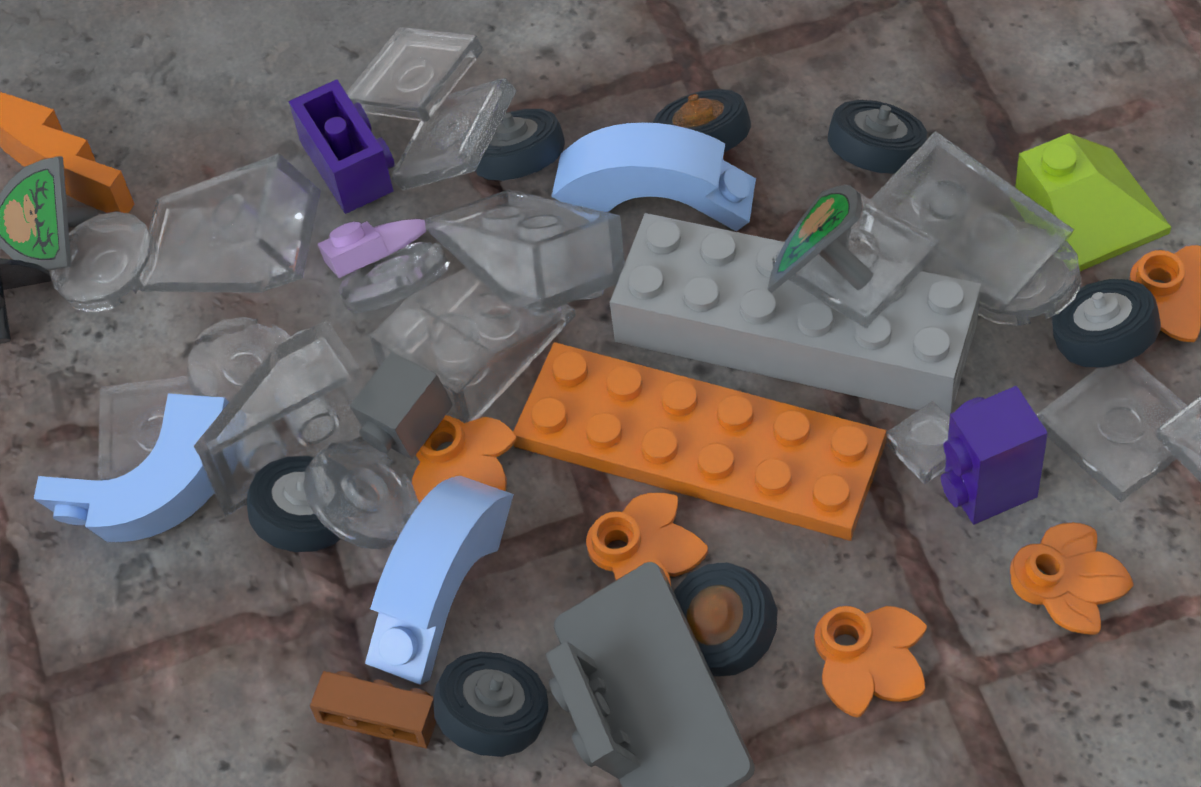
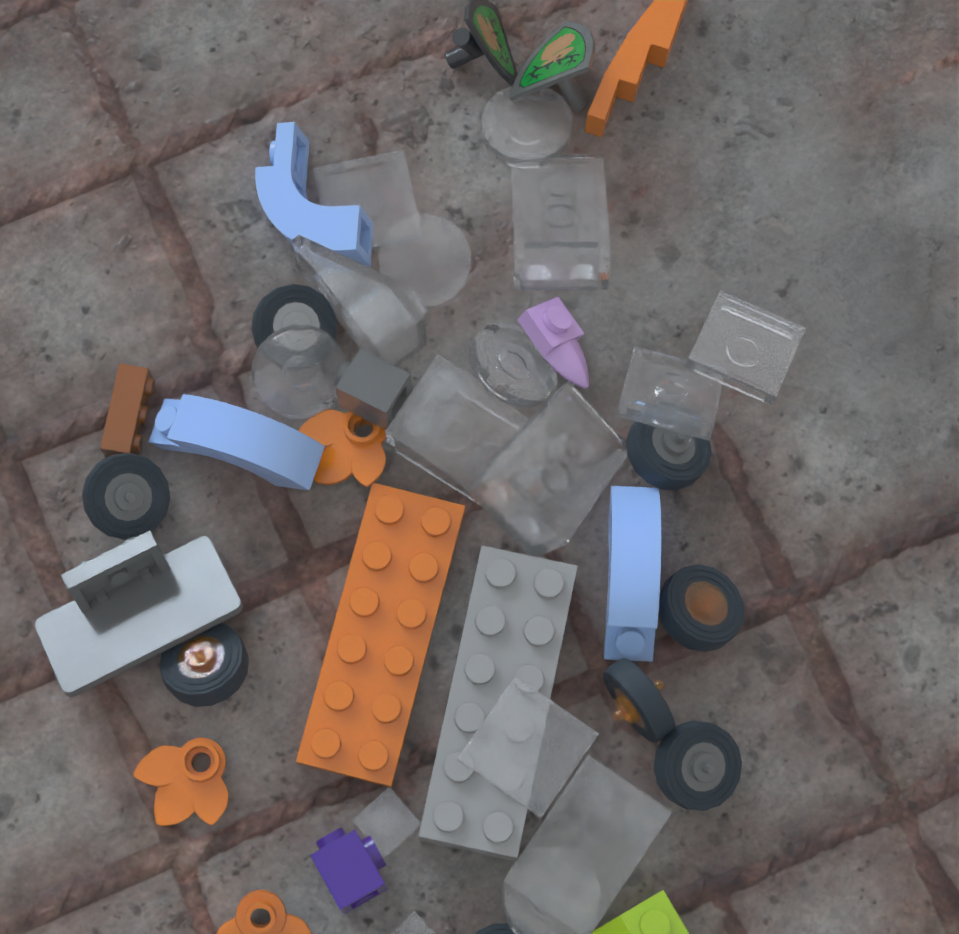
camera: 75 degrees right, 20 degrees up
(343, 146) = (649, 299): dark purple brick -> none
(649, 536) = (279, 607): orange plate -> none
(799, 171) = (638, 700): none -> black wheel
(826, 232) = (514, 711): dark grey shield -> none

